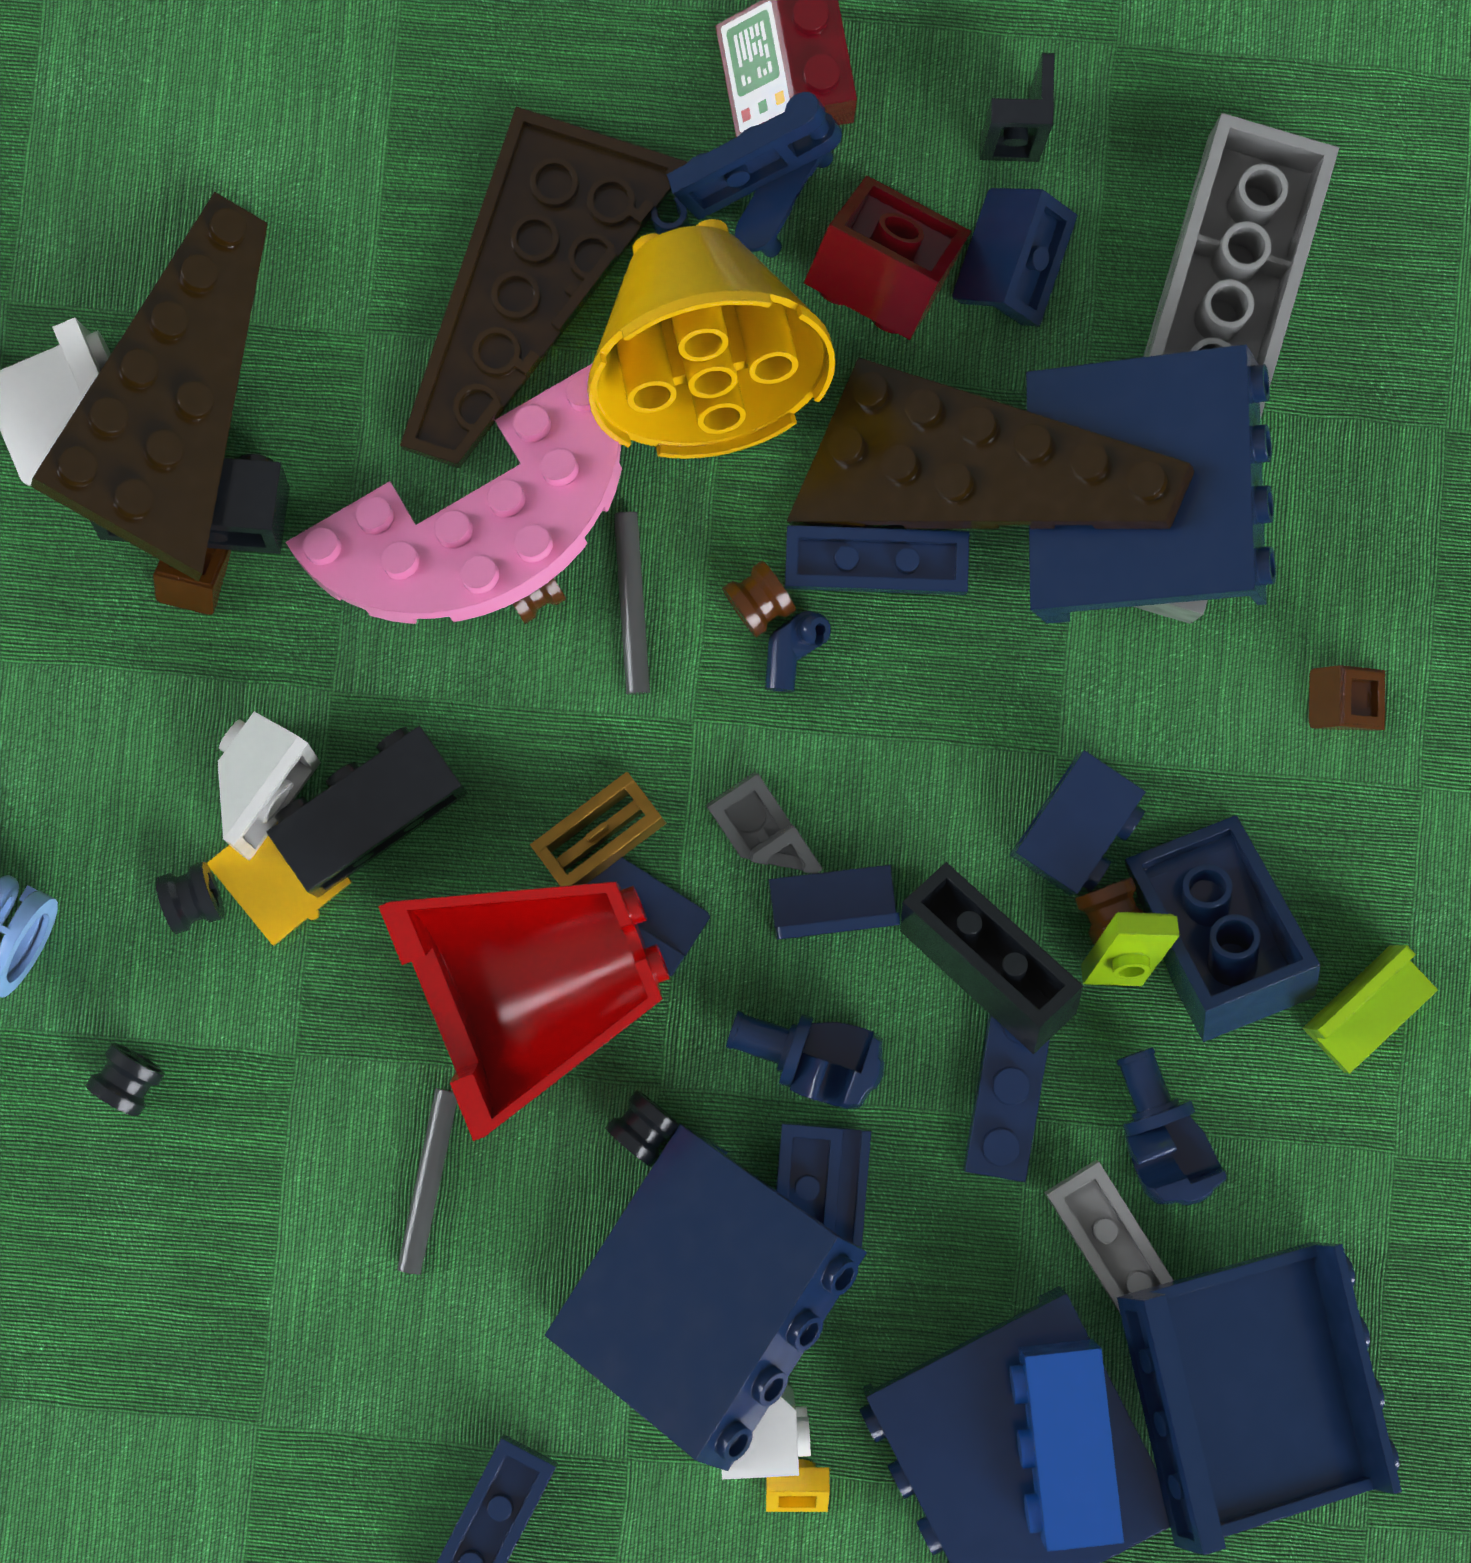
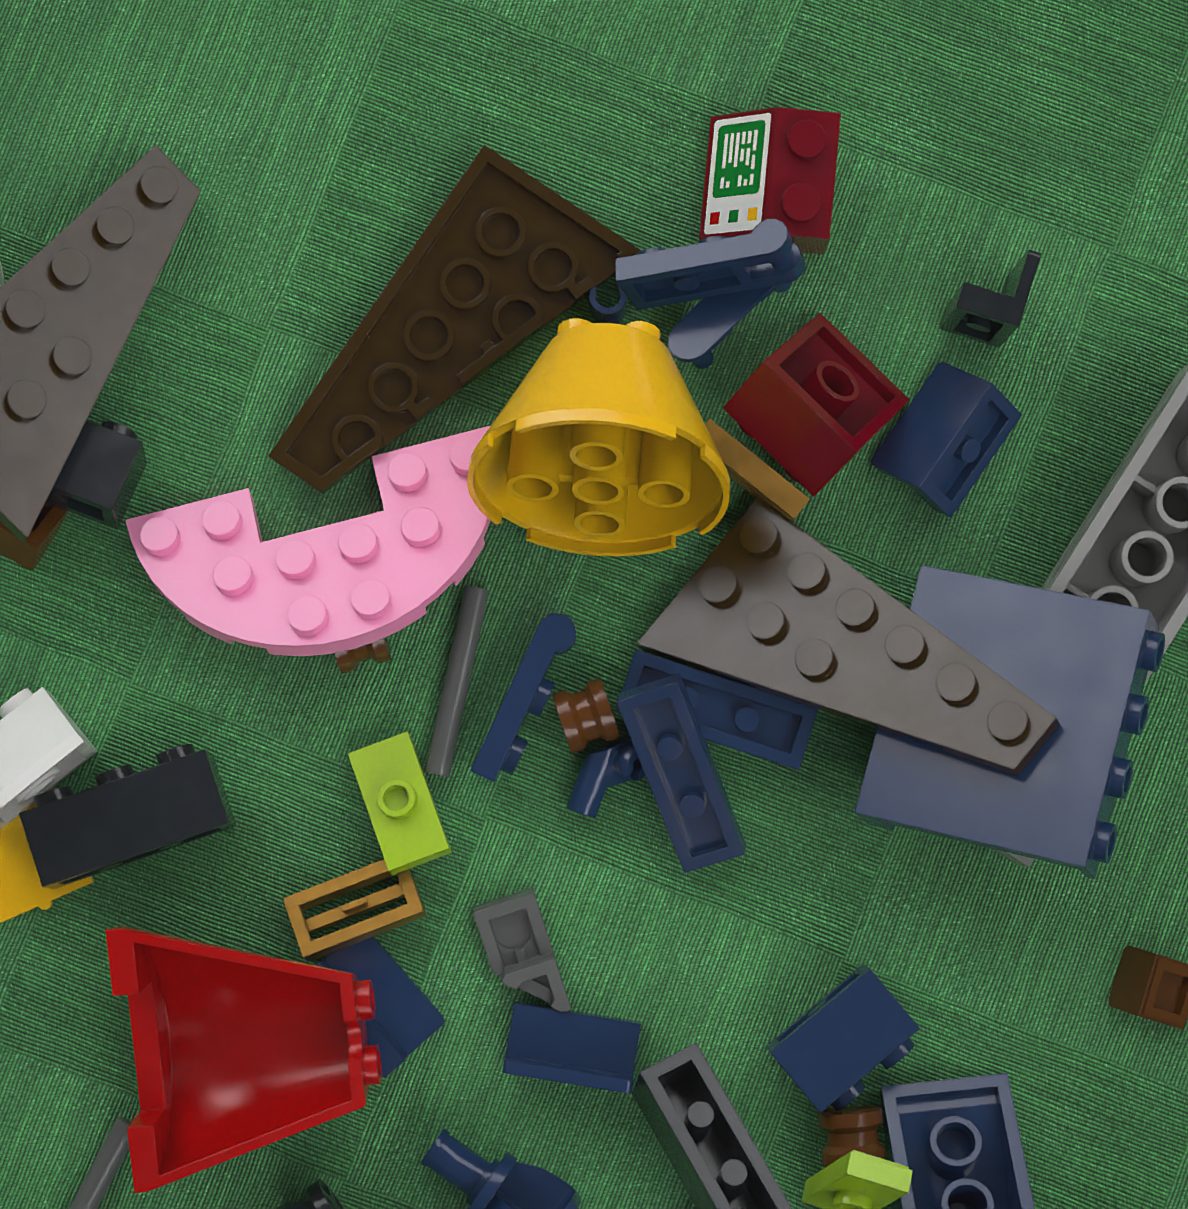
camera: 15 degrees right, 0 degrees up
(612, 727) = (399, 803): none -> lime plate
(699, 594) = (525, 695): none -> dark blue plate
(859, 339) = (756, 475): none -> pearl gold tile
(861, 624) = (681, 773): none -> dark blue plate

